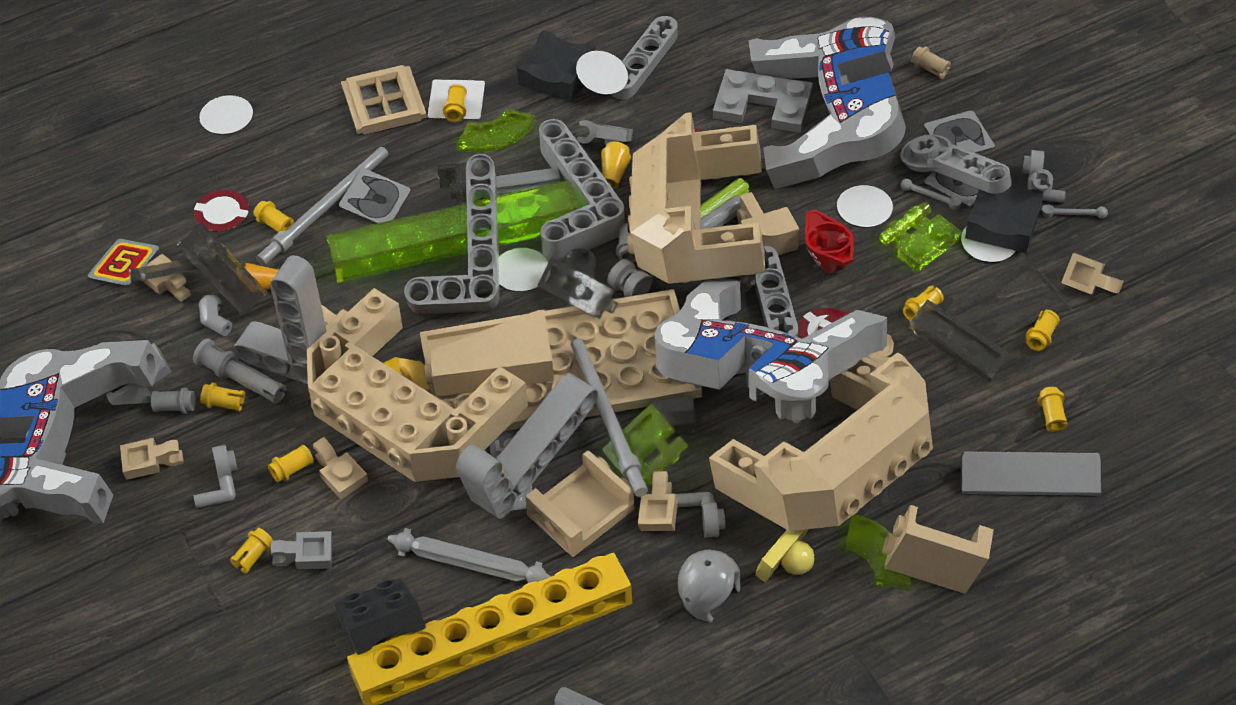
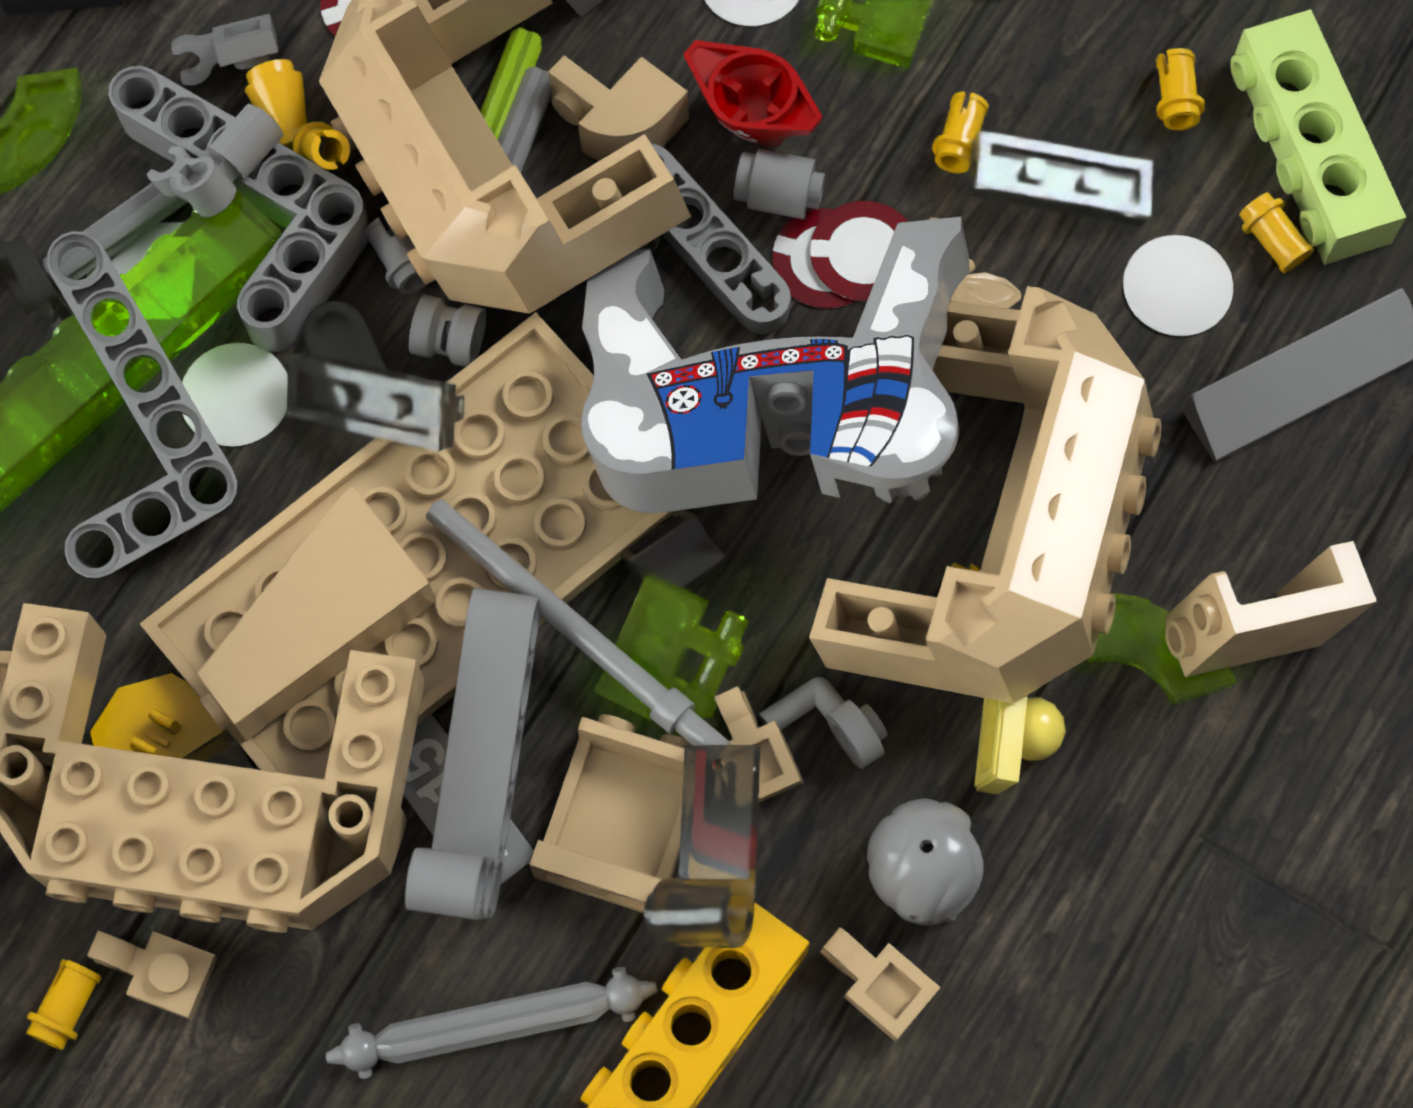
camera: 30 degrees left, 20 degrees up
(559, 172) = (234, 154): none -> light grey bar
(601, 541) = (718, 848): none -> clear smoke door
(625, 178) = (307, 143): none -> yellow pin
(656, 627) = (886, 987): none -> tan plate
(820, 286) = (778, 183): none -> light grey brick
(992, 413) = (1178, 285): none -> white sticker
(1099, 377) = (1297, 54): none -> yellowish green brick

